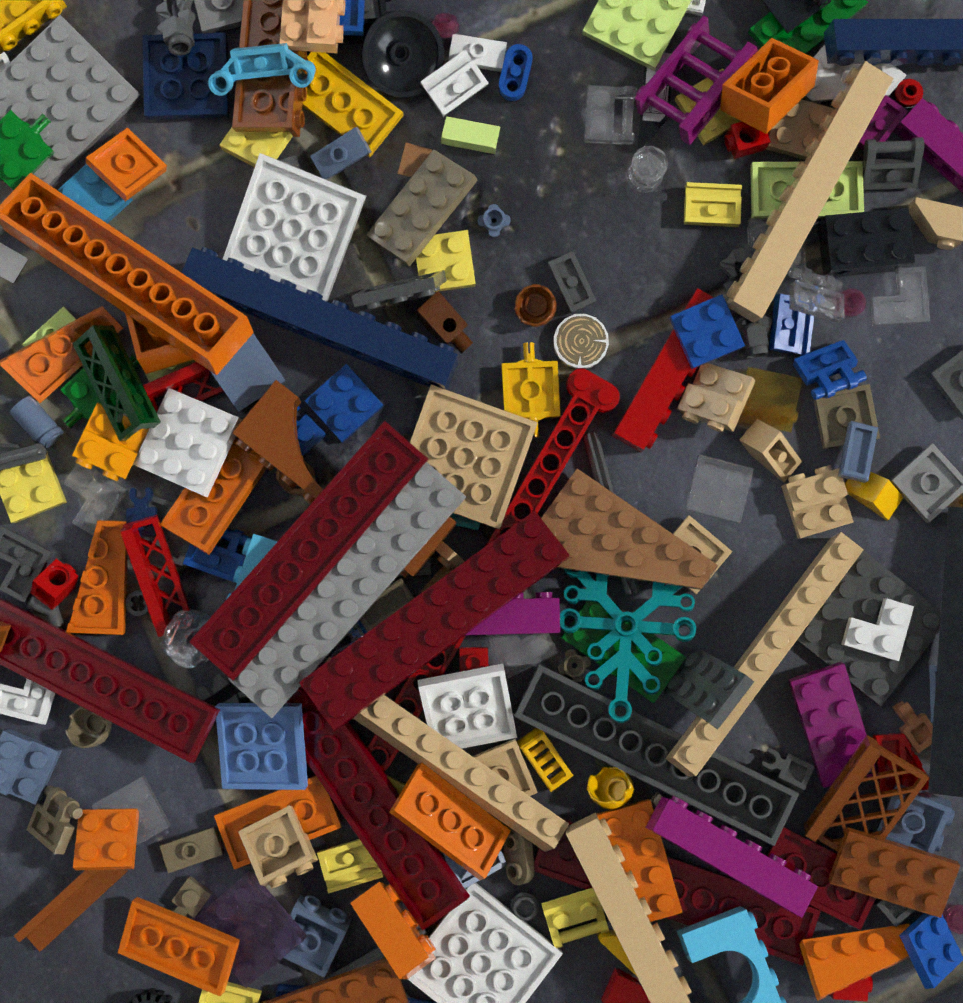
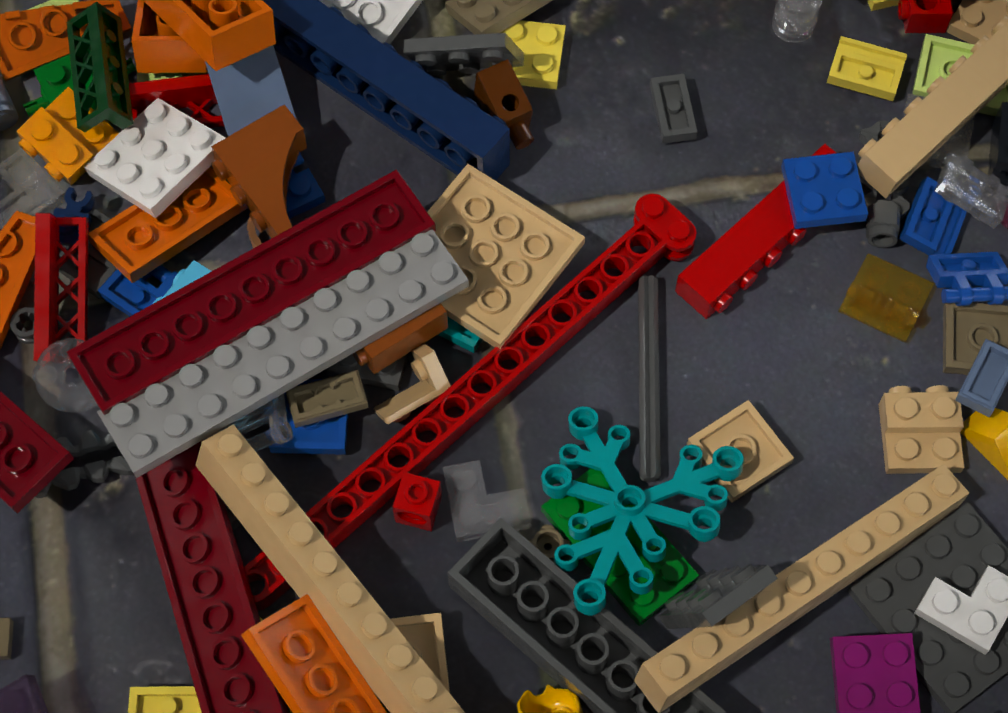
camera: 25 degrees right, 20 degrees down
(261, 749) = (110, 525): medium blue plate -> none
(278, 847) = (81, 658): tan plate -> none
(312, 806) = (95, 633): orange plate -> none
(344, 403) = (353, 163): blue plate -> none
(434, 620) = (378, 415): dark red plate -> none
(469, 706) = (395, 546): white plate -> none
(494, 212) = (596, 17): sand blue plate -> none
(524, 616) = (469, 443): magenta brick -> none
(529, 741) = (487, 652): yellow slope -> none
(531, 387) = (591, 206): yellow plate -> none
(535, 305) = (622, 119): dark orange hair -> none
(580, 341) = (667, 171): dark tan tile -> none
(619, 540) = (635, 389): medium nougat wing -> none
(716, 397) = (818, 272): tan plate -> none
(719, 489) = (795, 382): clear plate -> none
(771, 449) = (874, 351): tan slope -> none

